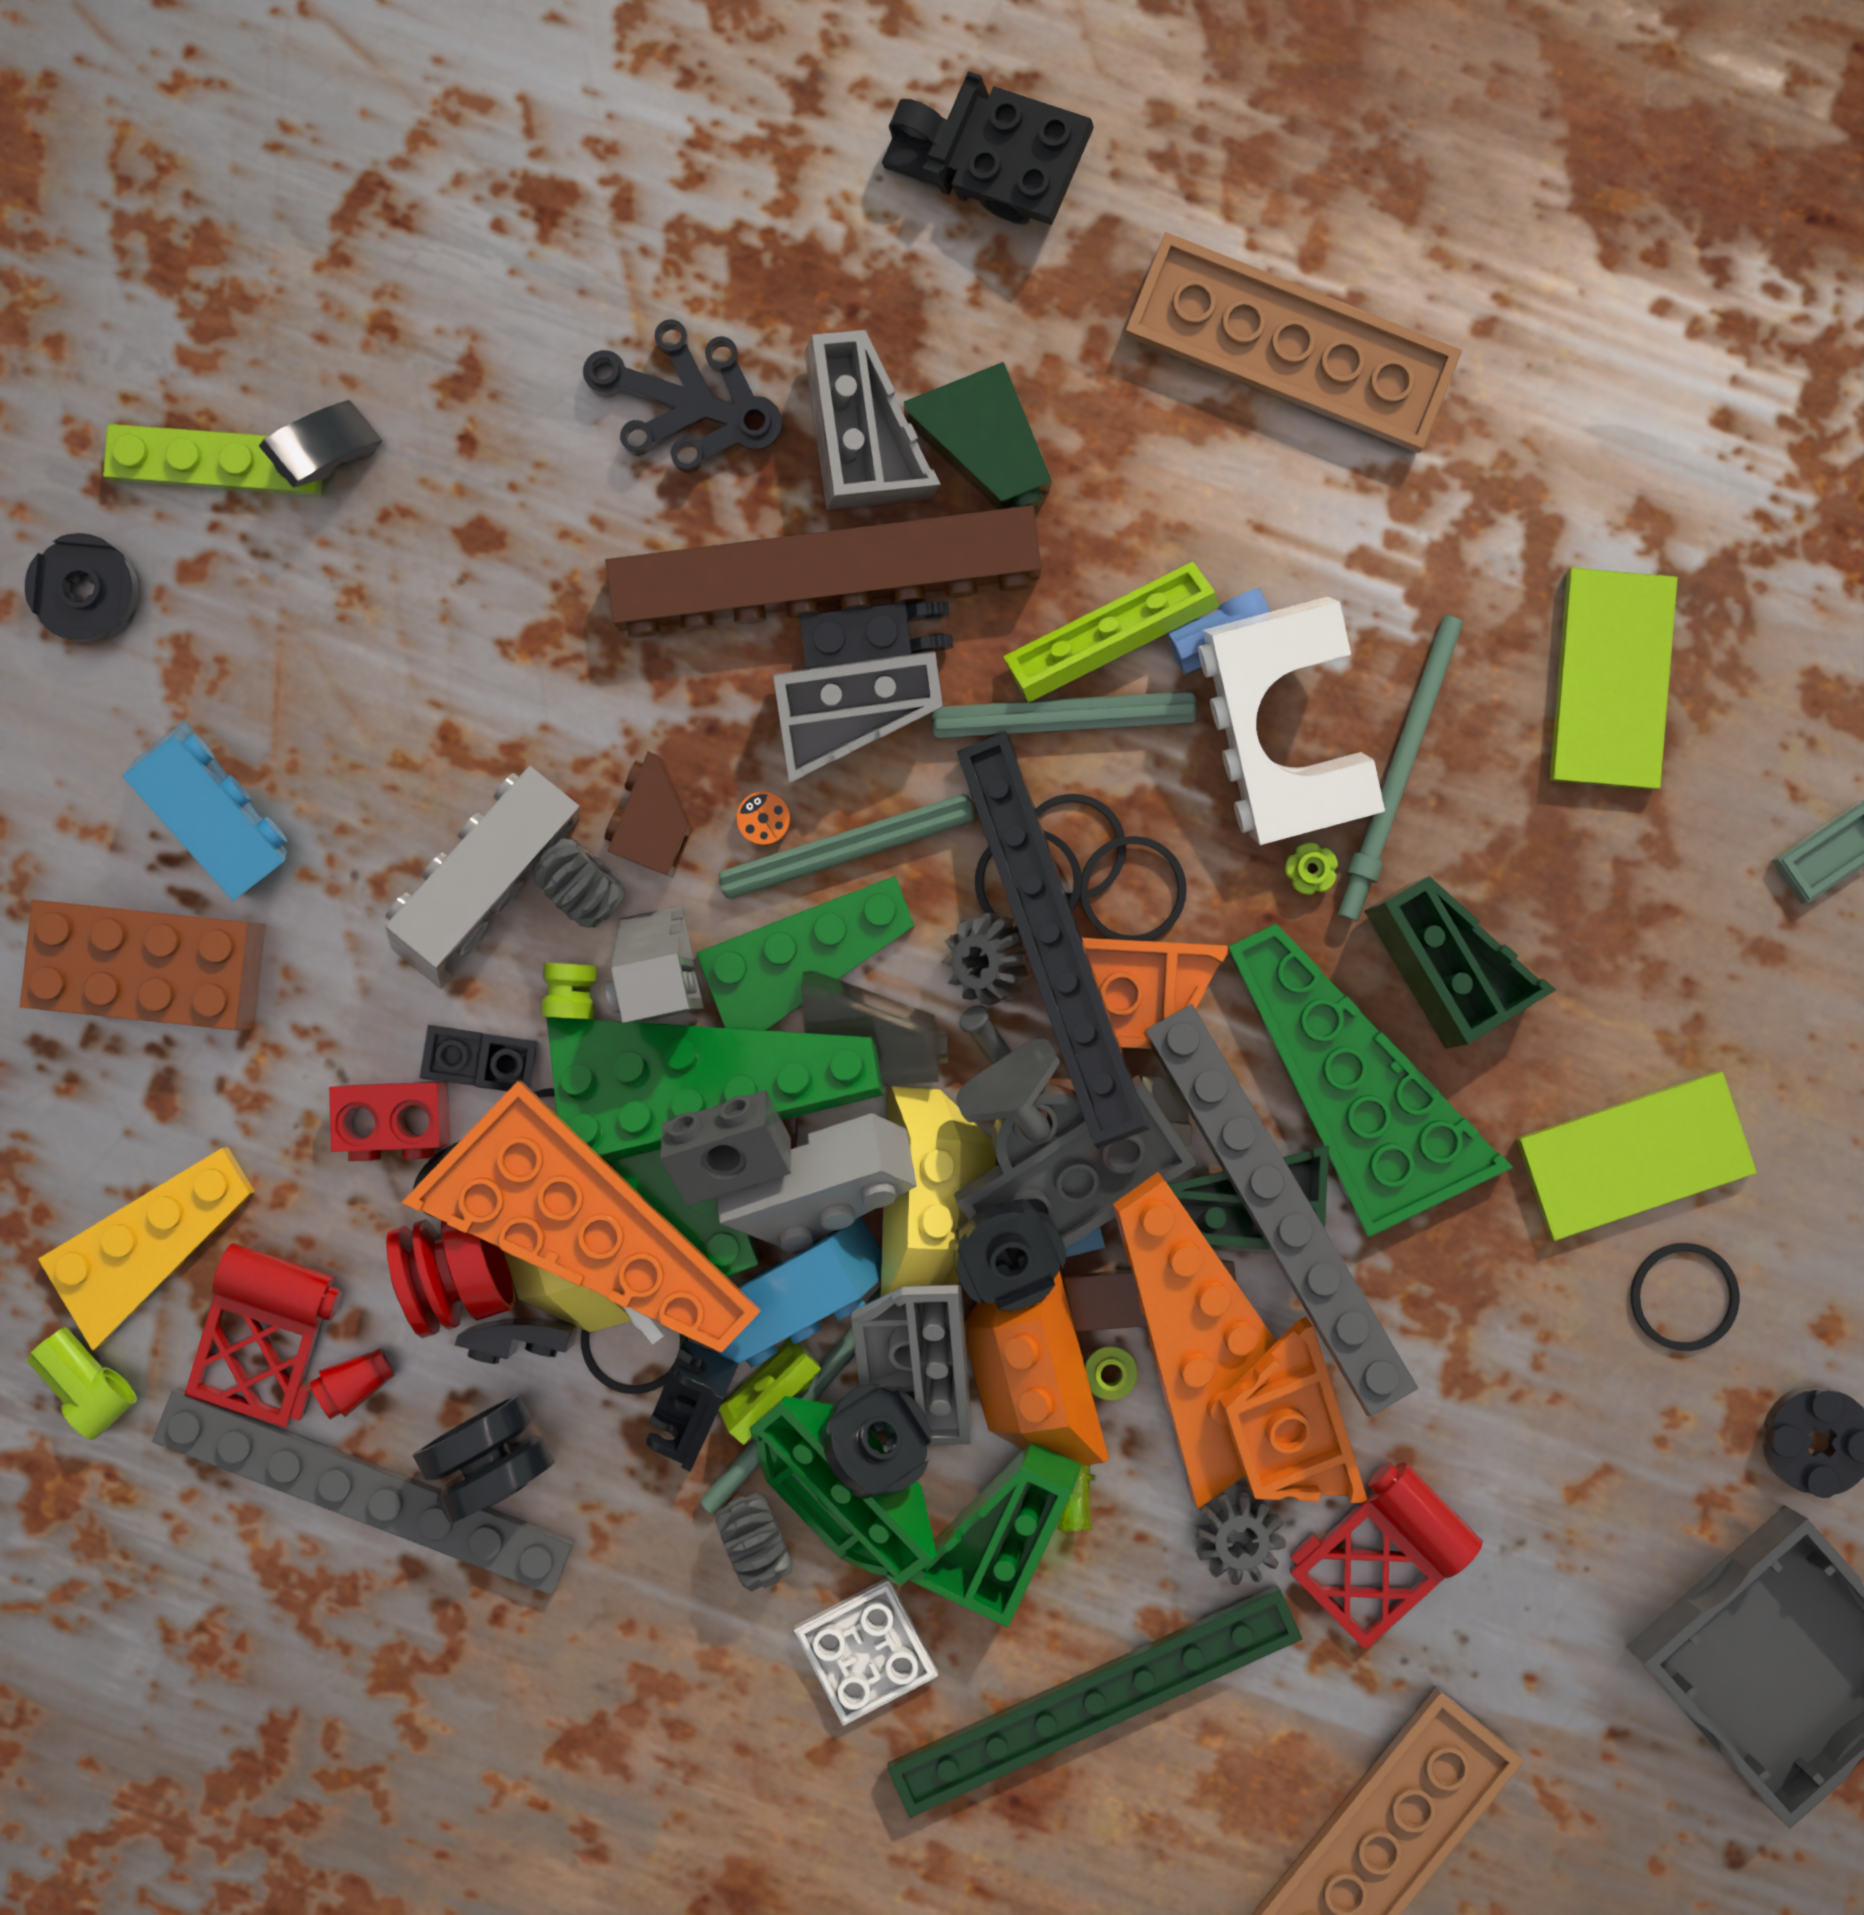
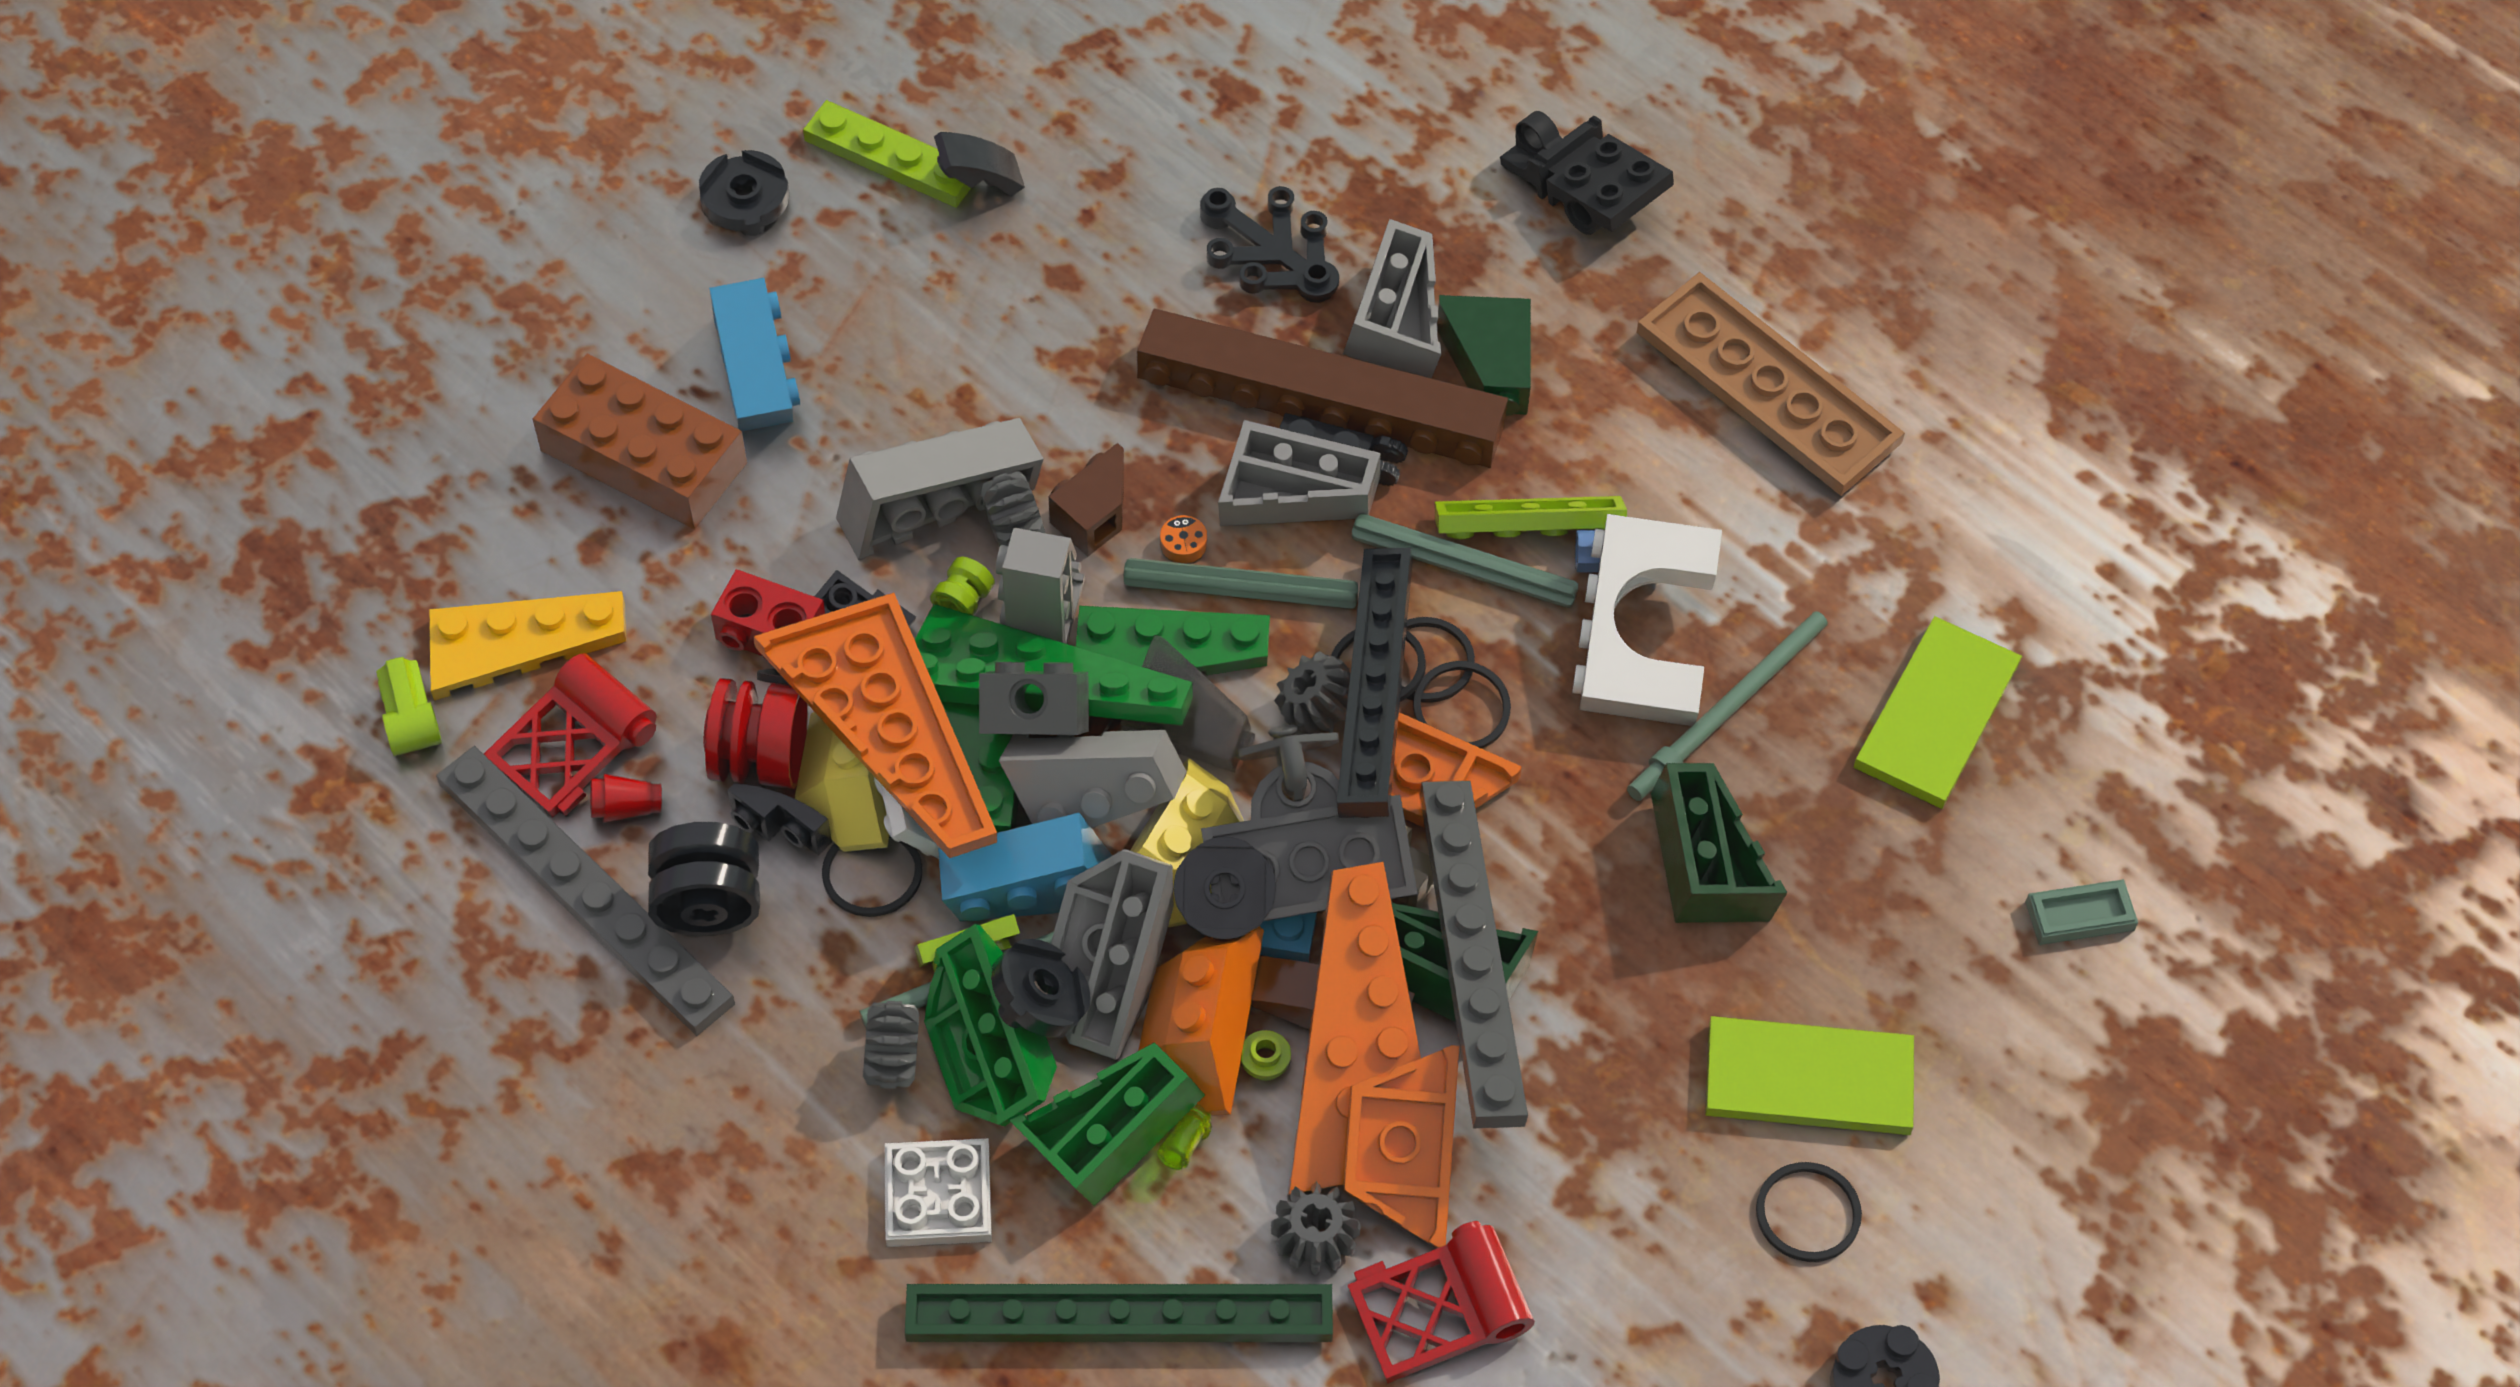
camera: 25 degrees right, 30 degrees down
(690, 1402) = (899, 917): black hinge -> none
(1297, 870) = (1617, 757): lime plate -> none
(1384, 1122) = (1591, 944): green wing -> none

